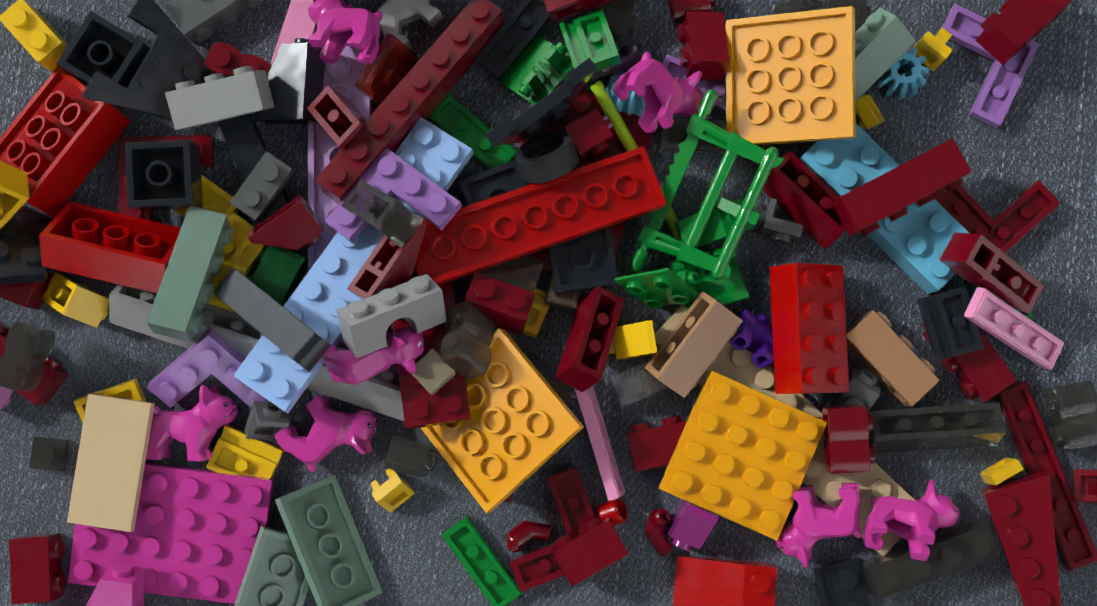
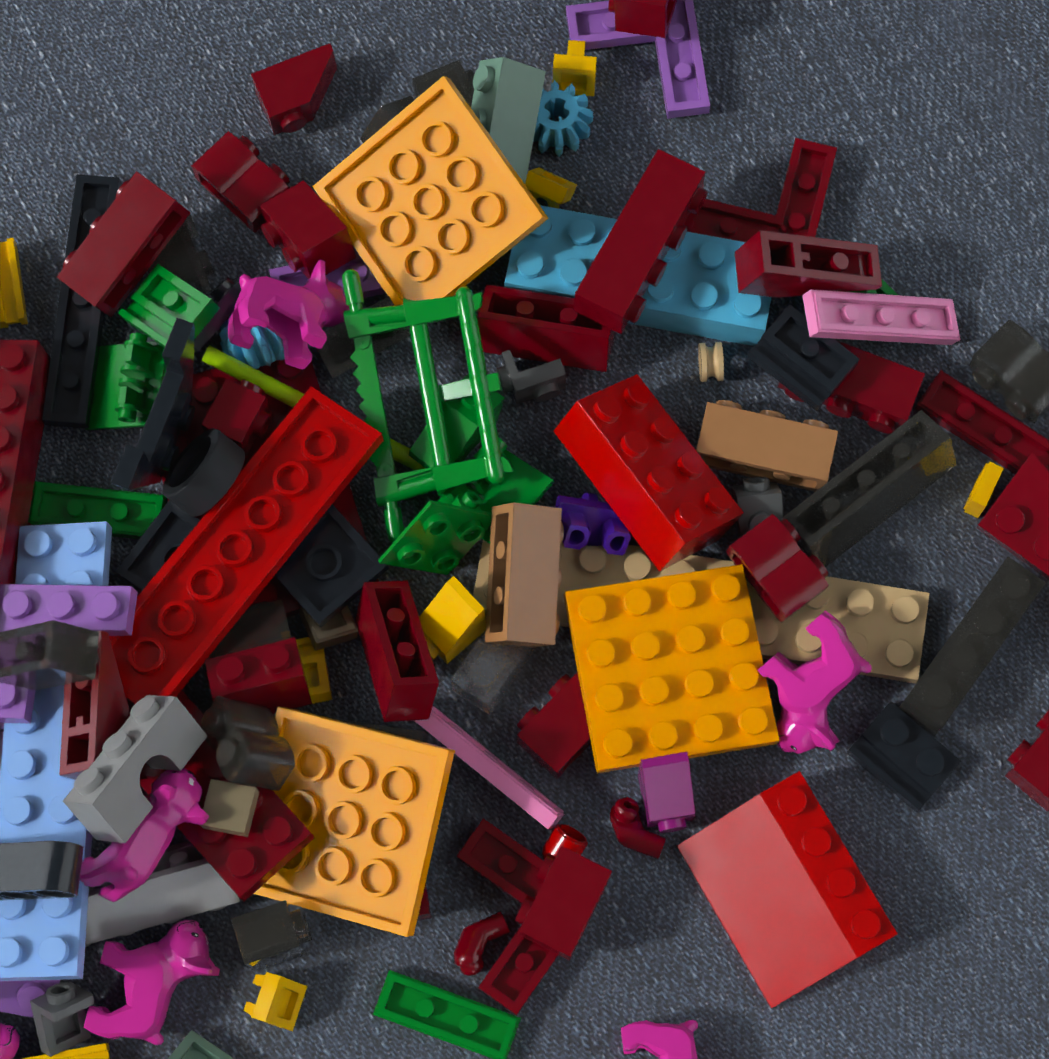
camera: 35 degrees left, 10 degrees down
(892, 284) = (711, 361): none -> tan bush
(911, 520) = (914, 611): dark pink animal -> none

